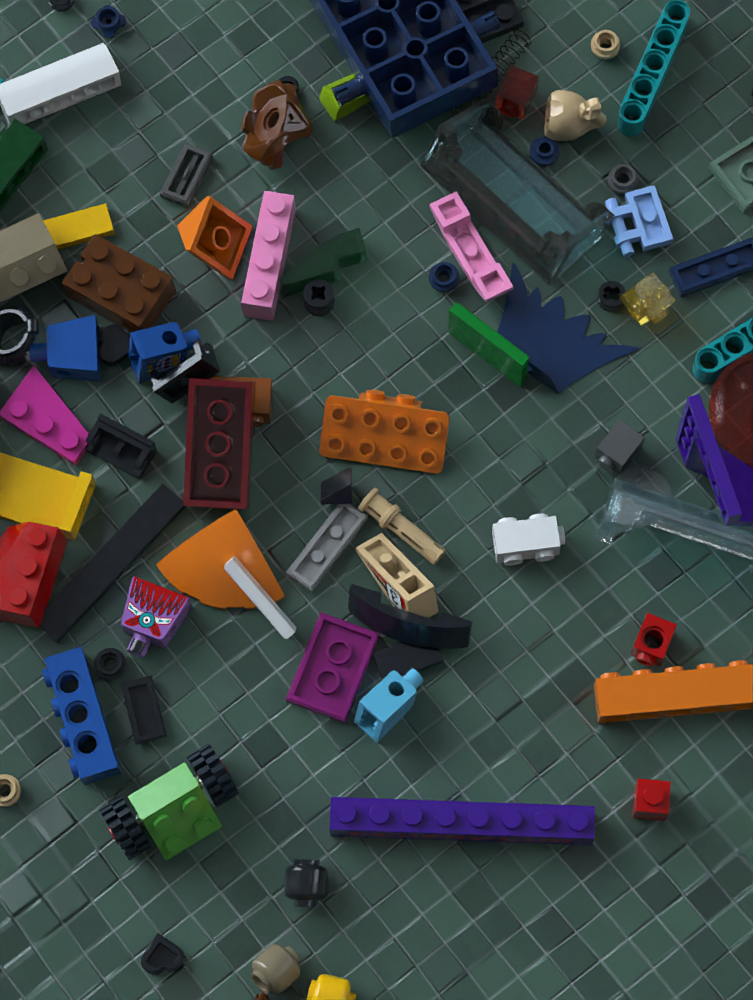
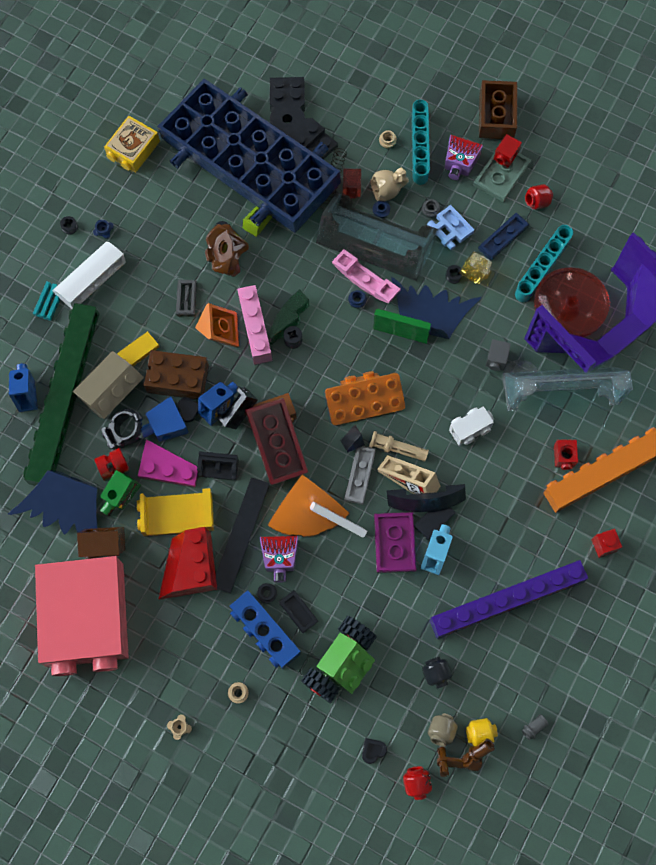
camera: 25 degrees left, 0 degrees up
(707, 116) = (461, 156): none -> torso

